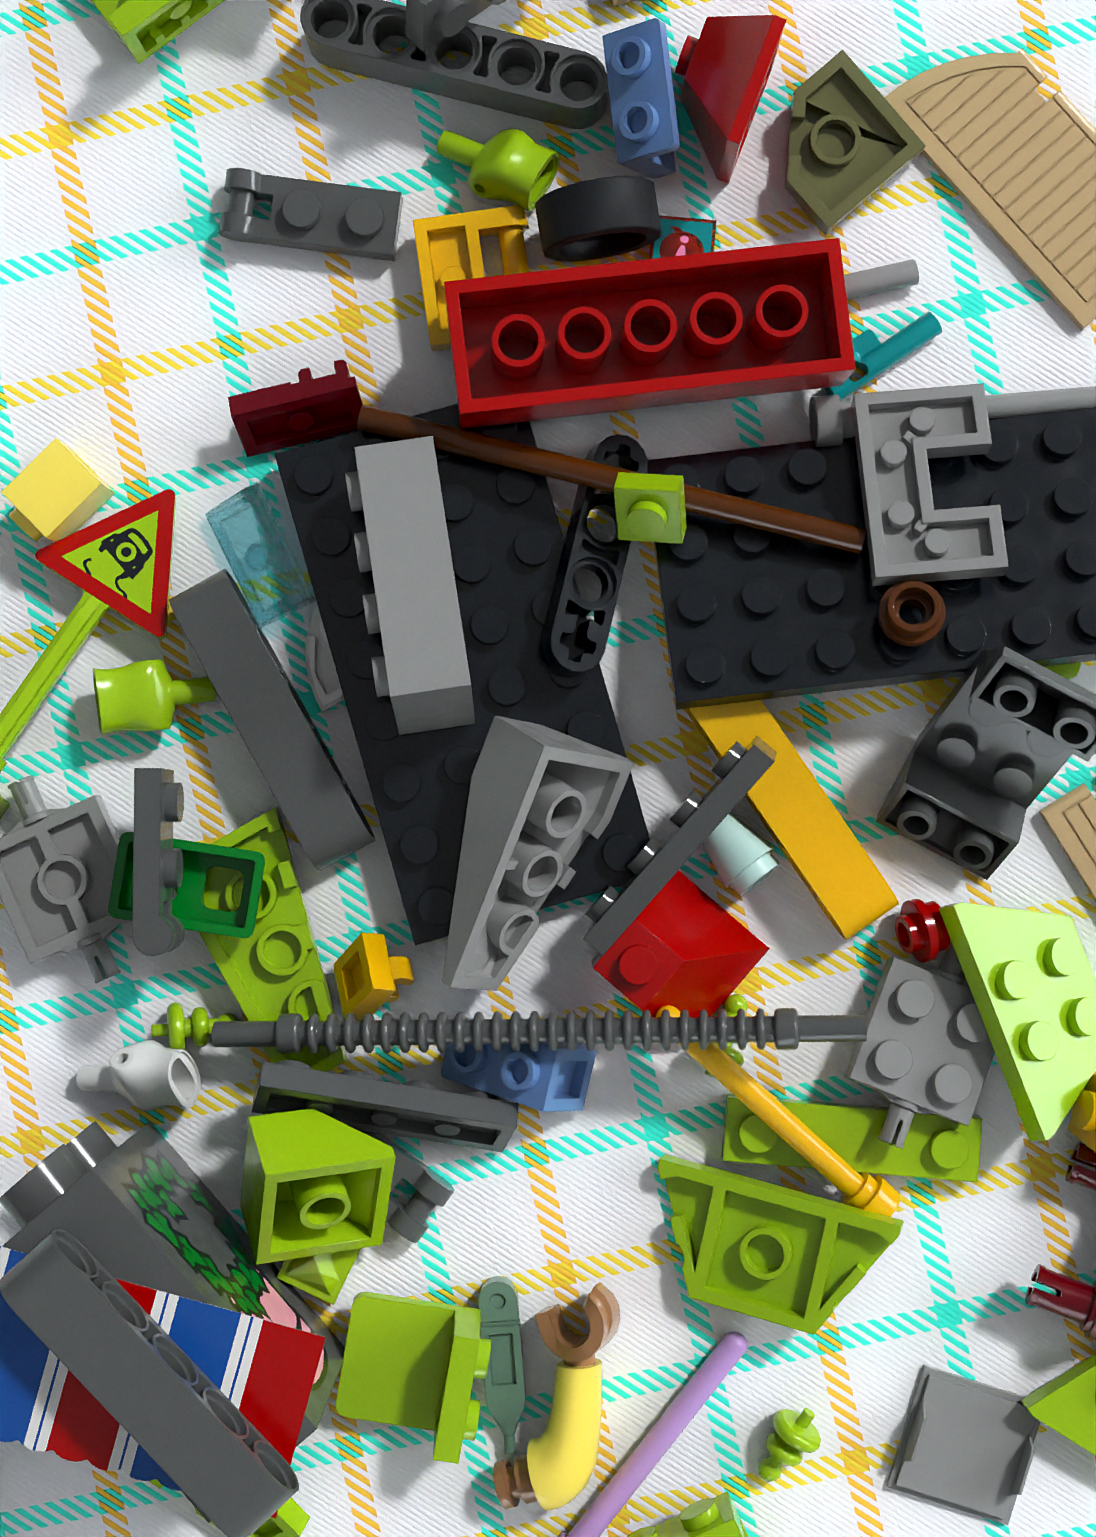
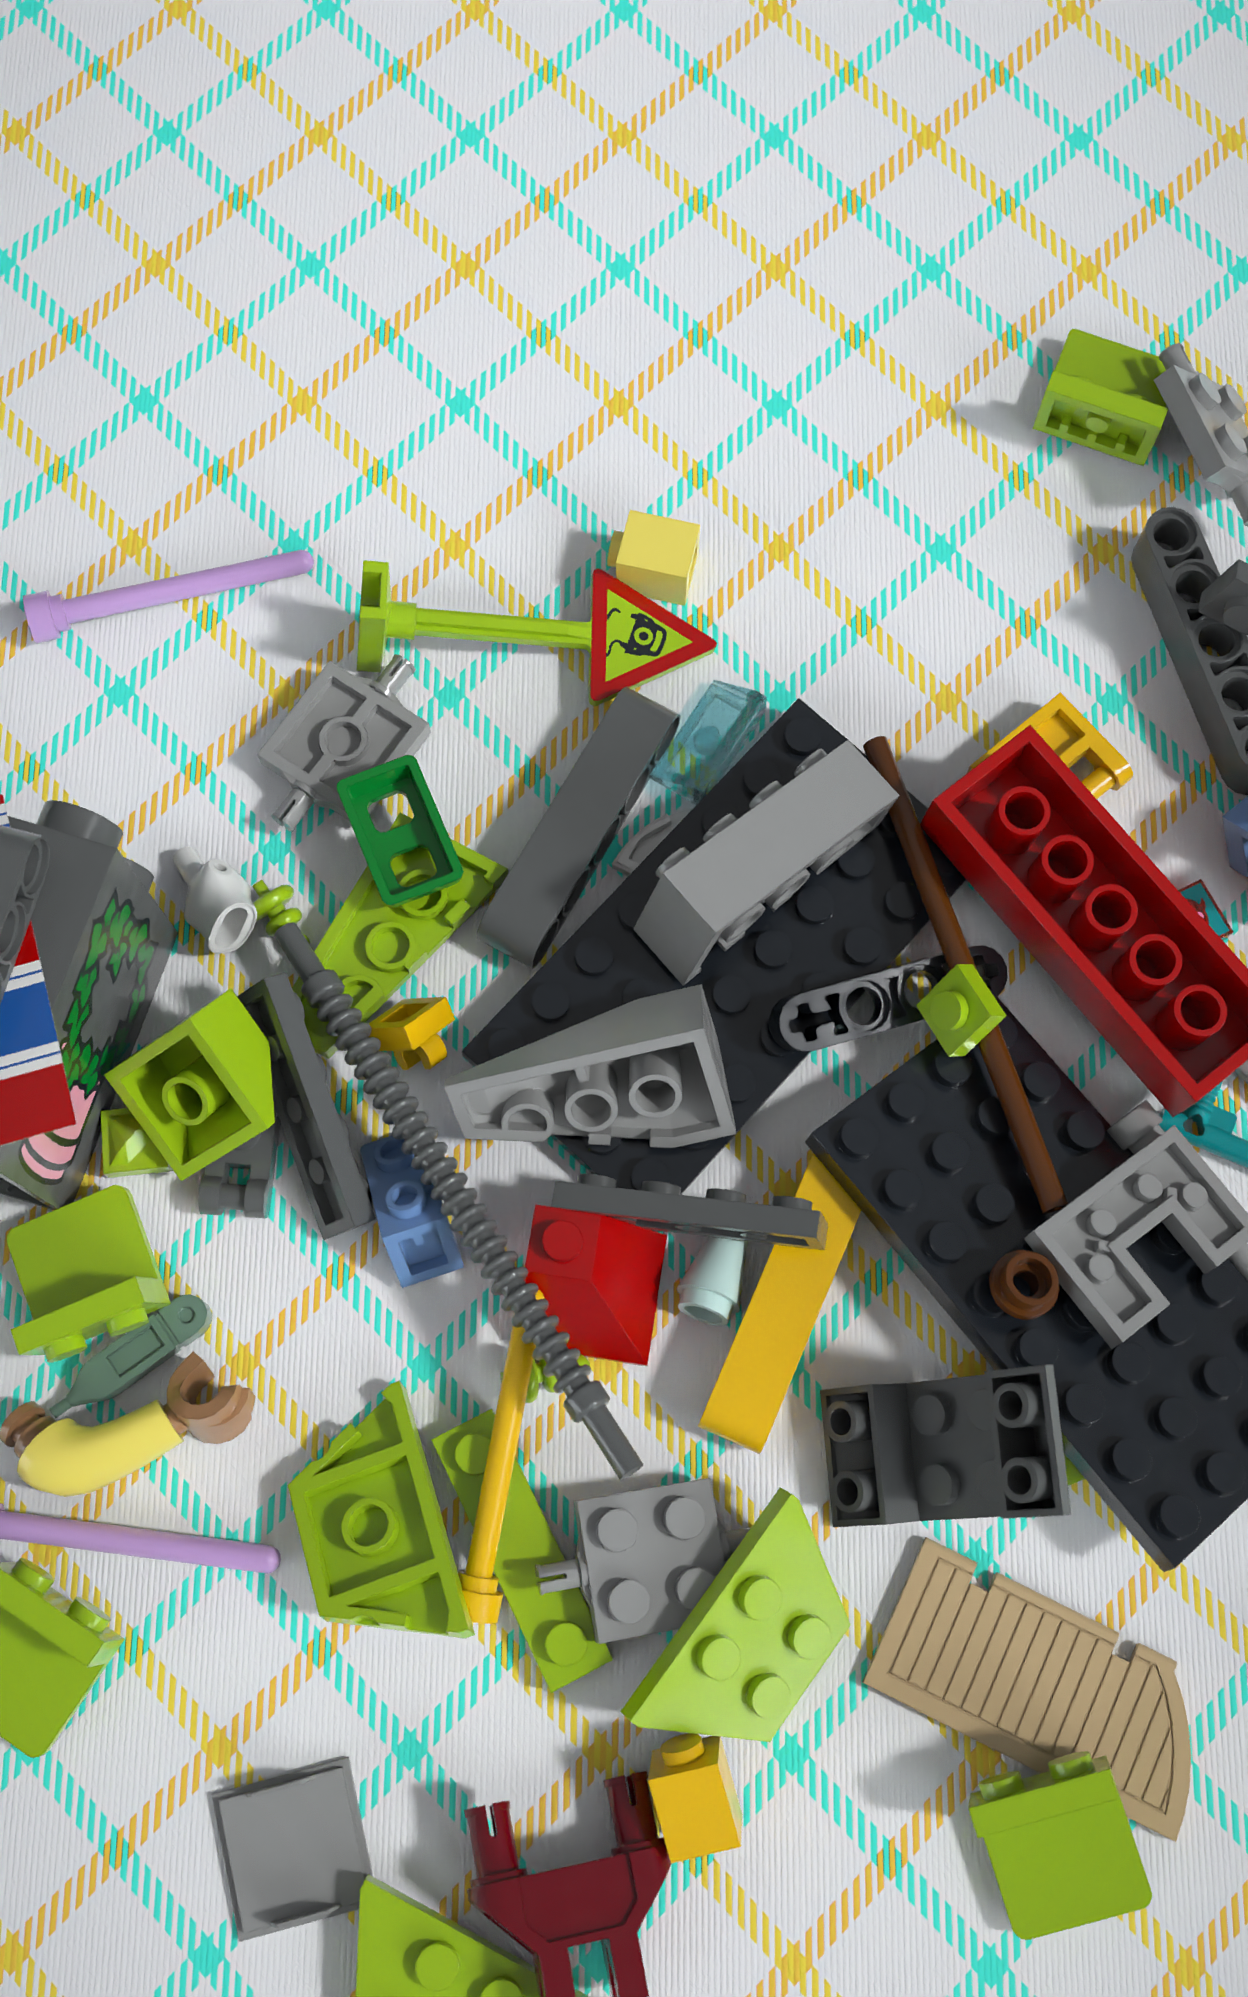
camera: 60 degrees right, 15 degrees down
(144, 696) = (534, 715): lime piece -> none
(155, 862) = (405, 786): dark grey plate -> none
(297, 412) = (843, 693): dark red plate -> none
(312, 215) = (1009, 621): dark grey plate -> none
(505, 167) = (1154, 741): lime piece -> none
(598, 218) = (1170, 826): black tyre -> none
(786, 1445) = (199, 1667): lime hair -> none
(921, 930) = (749, 1490): red plate -> none

